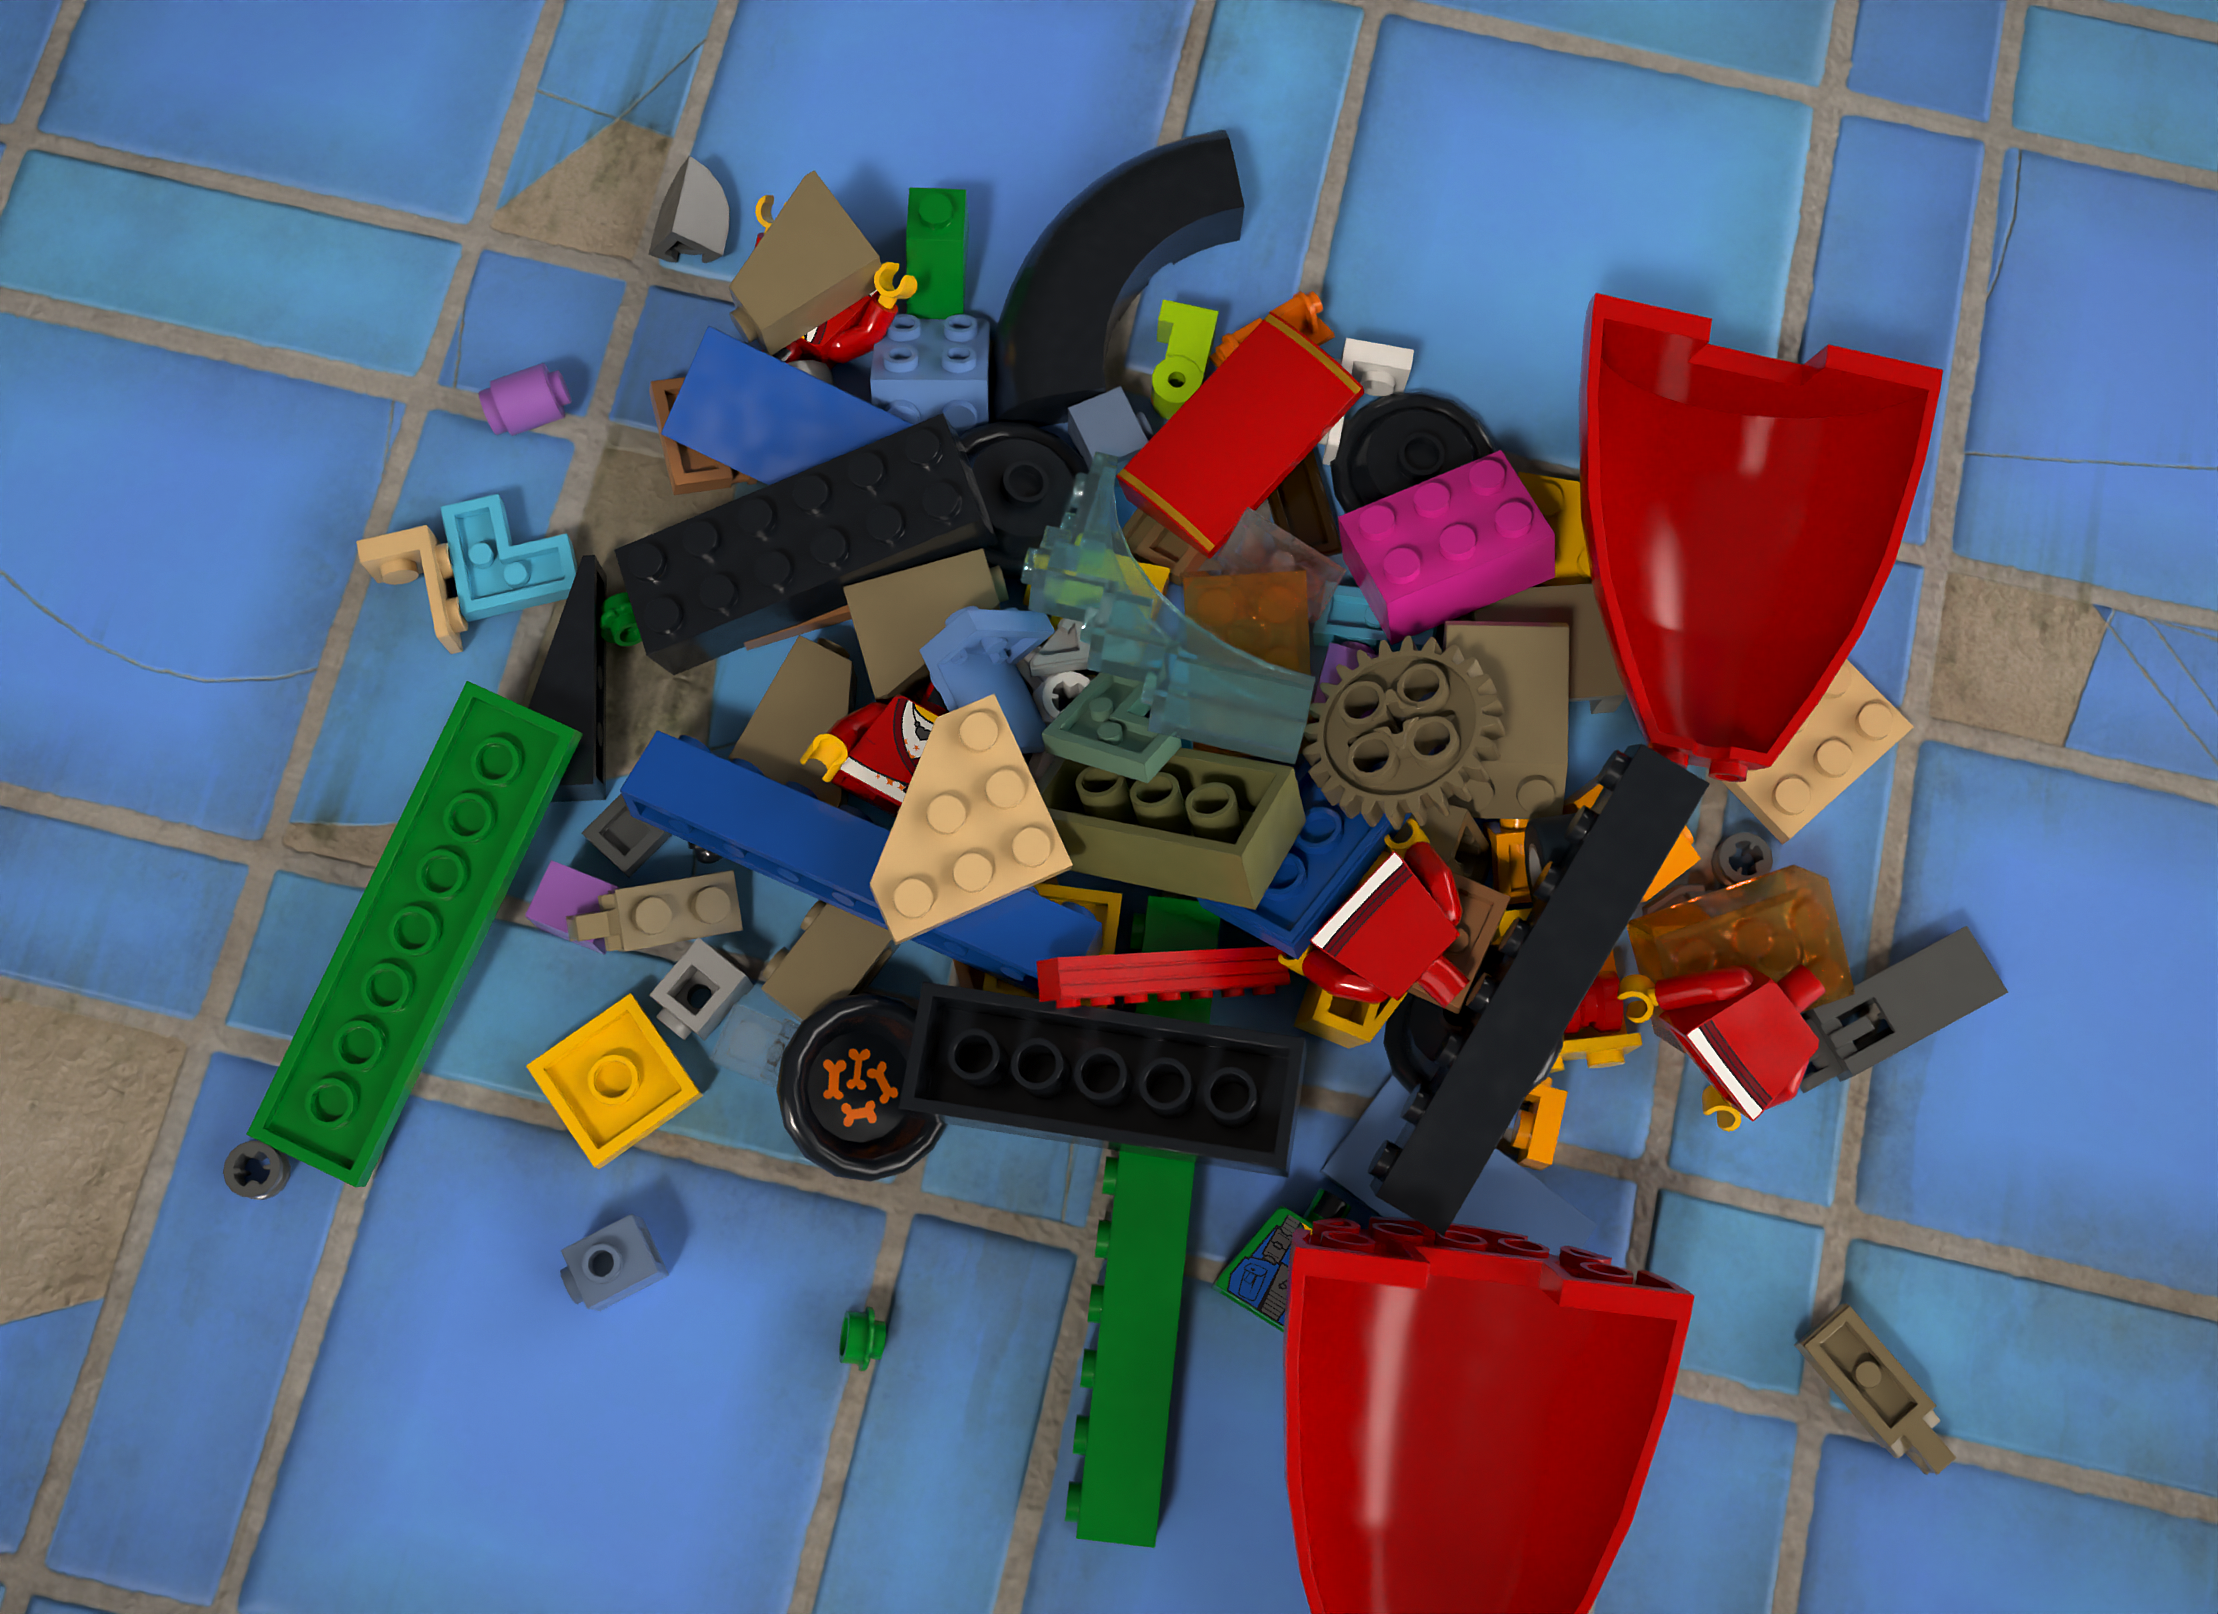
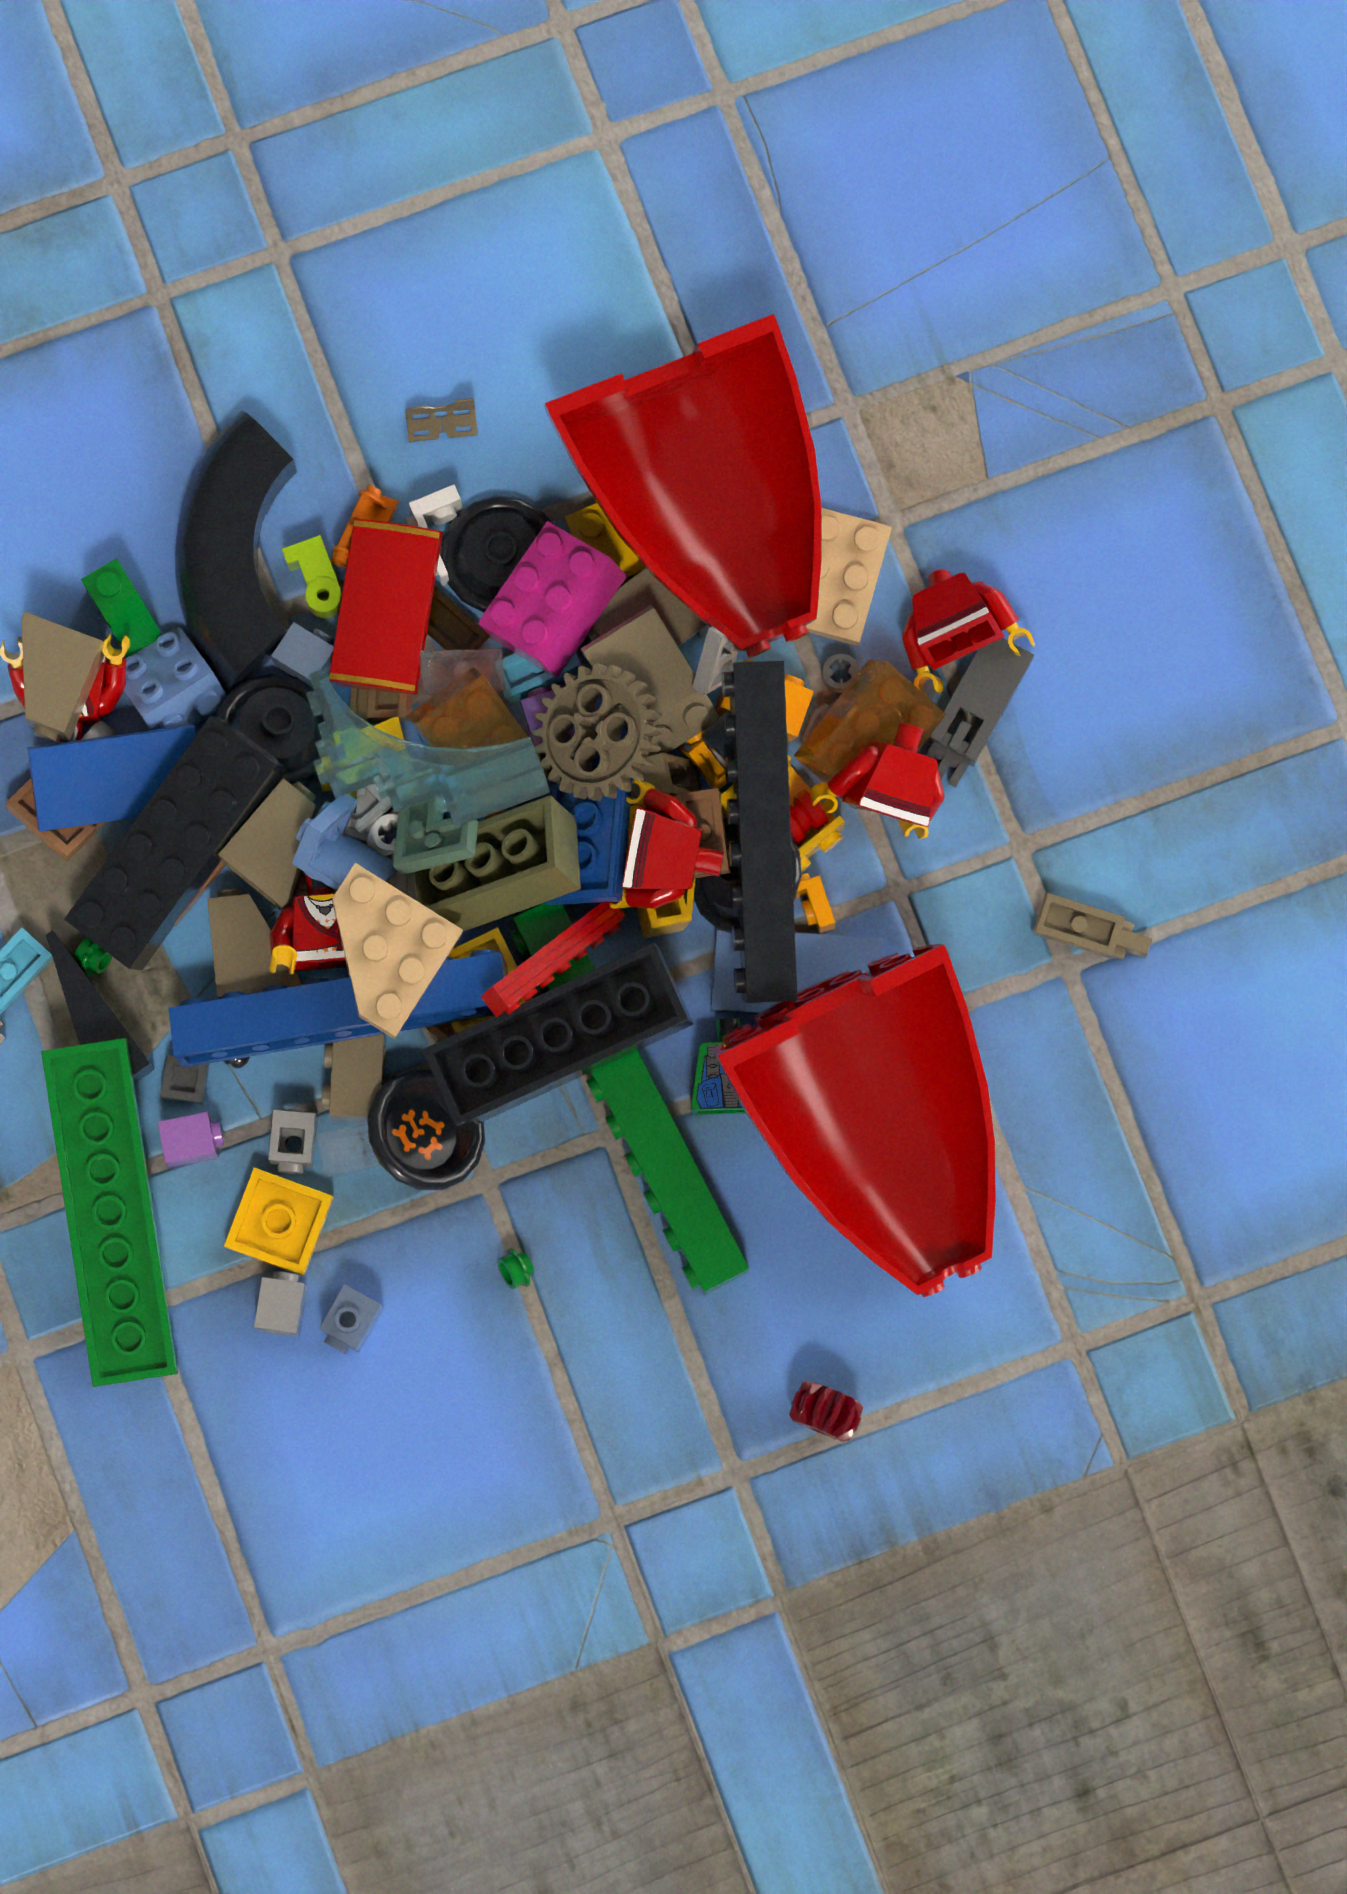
camera: 30 degrees left, 5 degrees up
(235, 1172) = (103, 1394): dark grey bush -> none
(541, 1187) = (280, 1304): none -> light grey brick
(661, 913) = (241, 1110): dark tan hinge -> none
(1479, 277) = (449, 422): none -> dark tan piece
(1611, 730) = (713, 661): none -> light grey tile
(1935, 886) = (953, 621): none -> red torso

